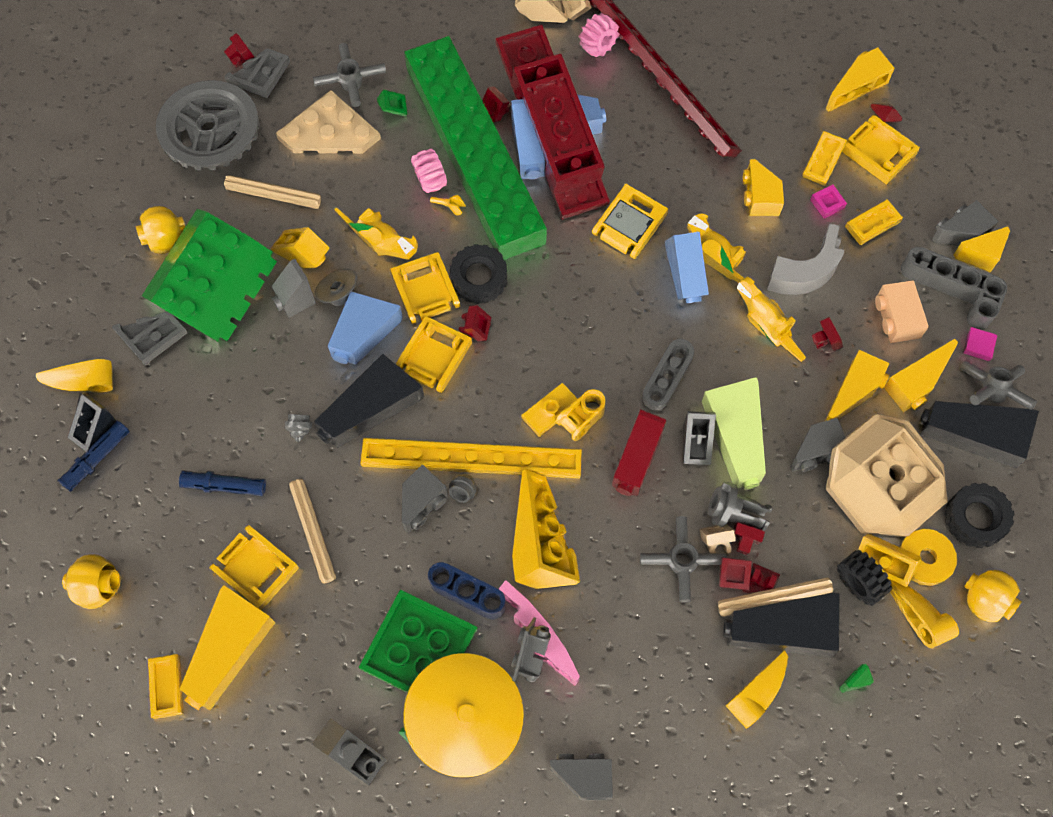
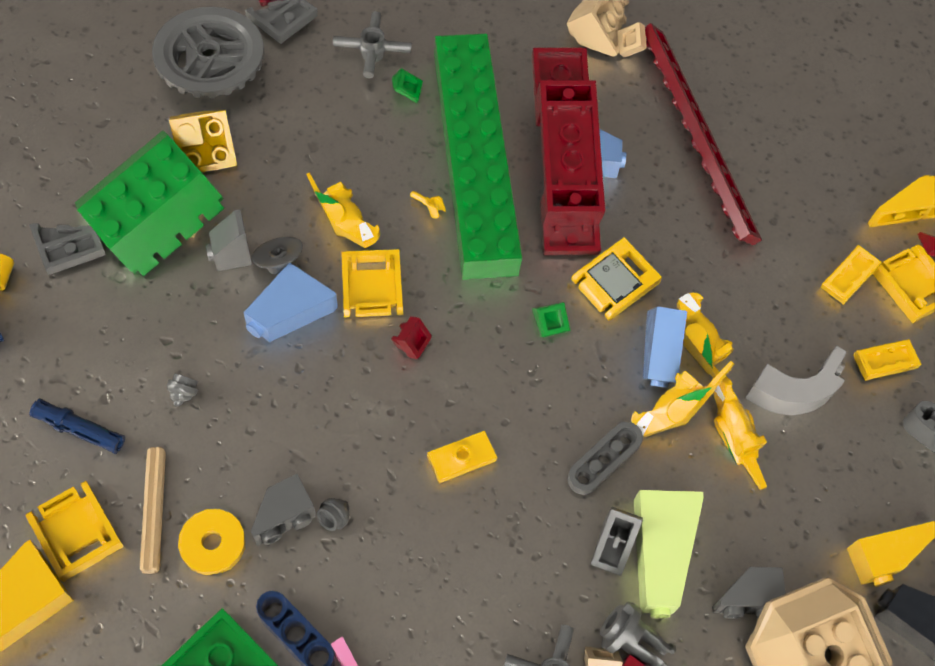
camera: 10 degrees right, 5 degrees down
(159, 229) = (118, 139): yellow plant -> none
(235, 204) = (204, 139): none -> yellow slope
(272, 191) = (261, 143): tan axle -> none
(301, 245) = (257, 202): yellow slope -> none
(328, 128) = (331, 92): tan plate -> none
(365, 526) = (198, 529): none -> yellow tile
(368, 402) = (265, 387): black slope -> none
(429, 170) = (418, 162): bright pink gear -> none
(431, 360) = (350, 361): yellow container -> none
(470, 457) = (357, 483): yellow tile -> none
(474, 255) = (434, 264): black tyre -> none
(496, 103) = (513, 116): dark red tile -> none
(527, 146) = (531, 173): medium blue slope -> none
(539, 546) = (395, 612): yellow wedge -> none
(578, 417) = (490, 477): yellow piece -> none
(586, 272) = (551, 319): none -> green slope
(599, 35) = (645, 77): bright pink gear -> none
(638, 453) = (542, 537): dark red slope -> none
(714, 311) = (678, 403): none -> yellow animal
(763, 192) = (773, 290): yellow slope -> none
(827, 336) = (798, 470): dark red tile -> none
(828, 201) = (842, 322): dark pink tile -> none
(859, 384) = (820, 536): yellow slope -> none
(901, 311) = (891, 468): light nougat brick -> none

